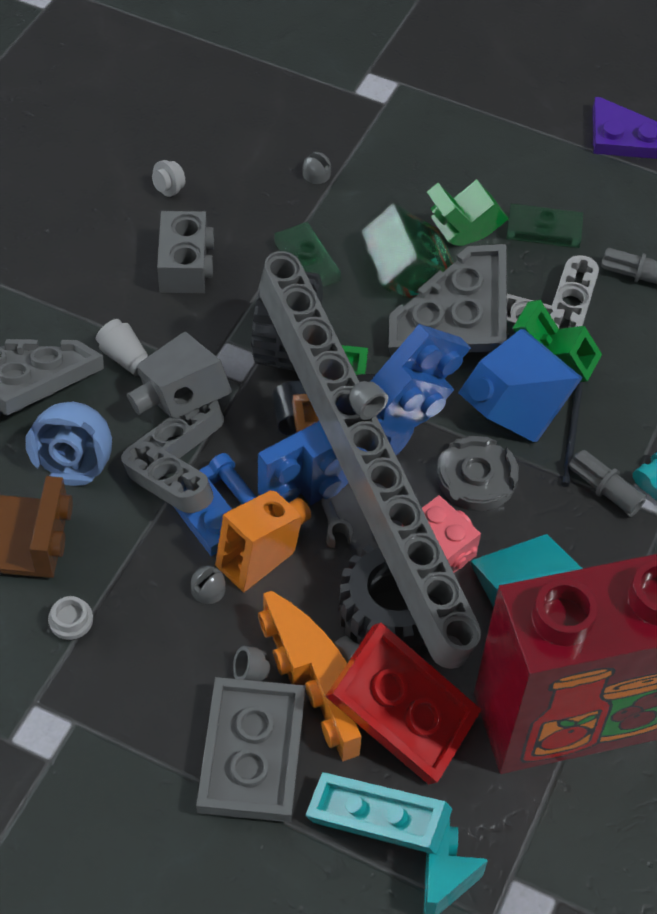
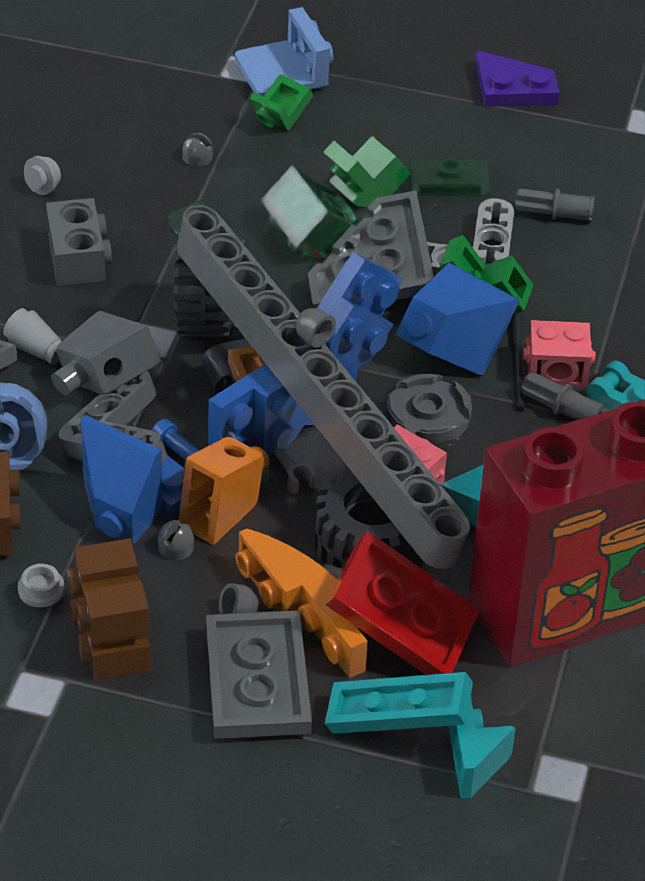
camera: 10 degrees left, 10 degrees down
(121, 662) = (110, 609): none -> reddish brown brick
(164, 521) = (120, 480): none -> blue slope
(403, 130) = (281, 103): none -> green bracket
(417, 89) = (301, 57): none -> medium blue bracket
(613, 431) = (560, 351): none -> coral head

